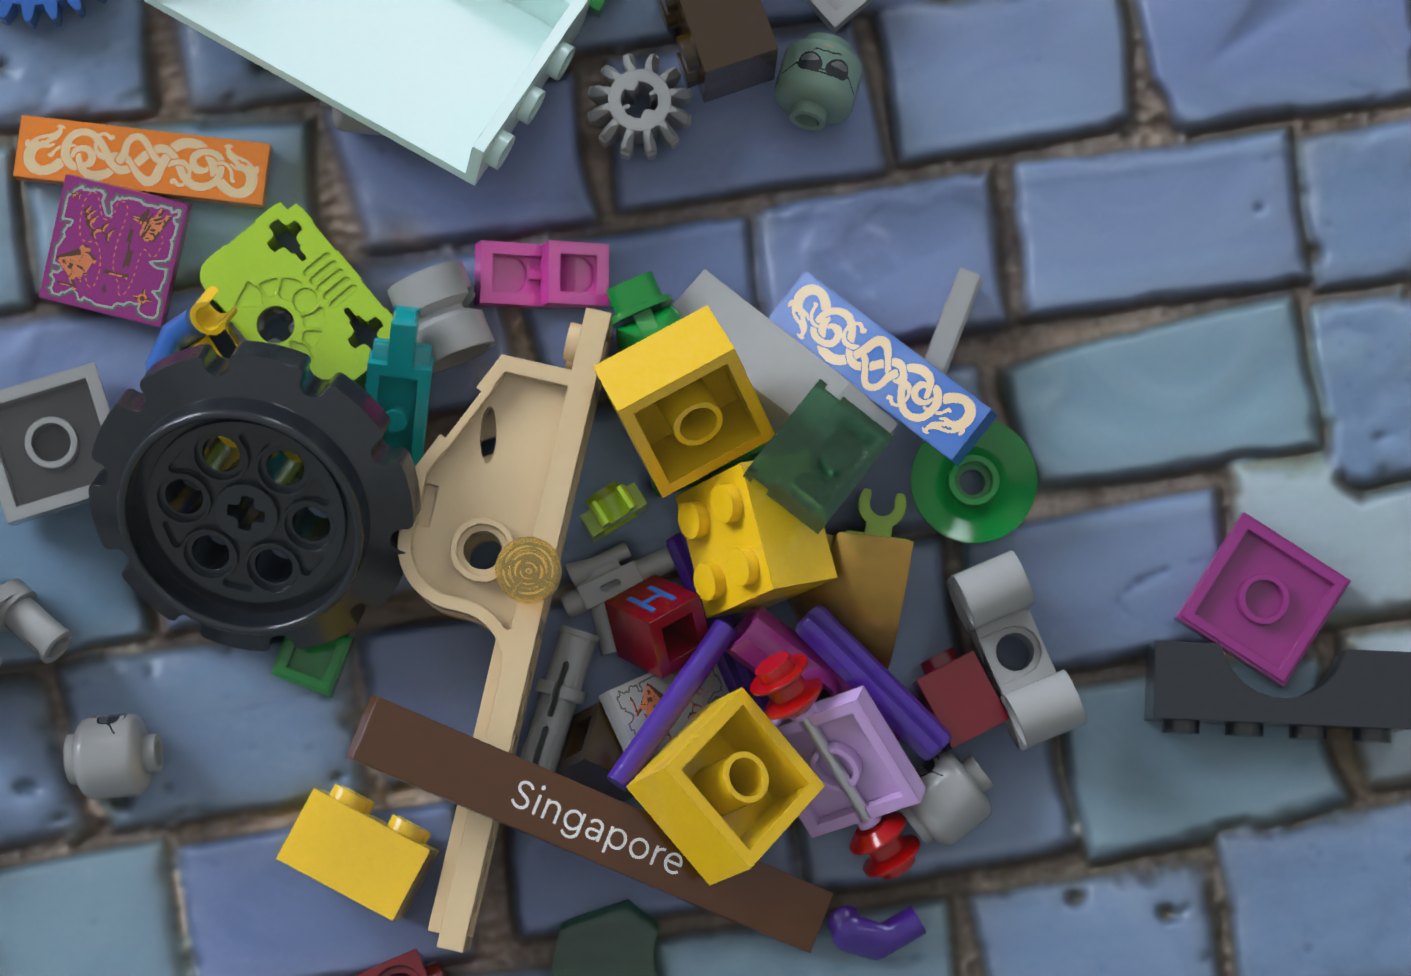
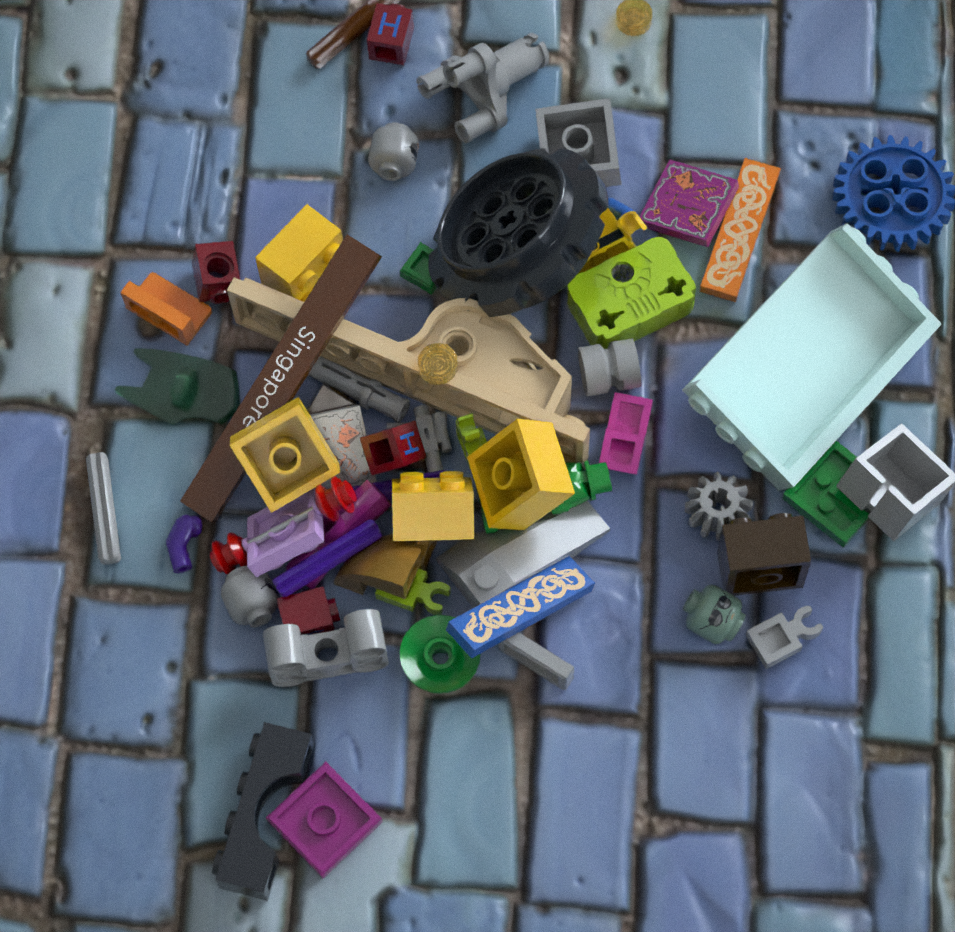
camera: 110 degrees right, 15 degrees down
(402, 380) = (567, 329): teal hinge -> none
(672, 704) = (343, 439): dark purple bar -> none
(818, 456) = (468, 540): clear green plate -> none

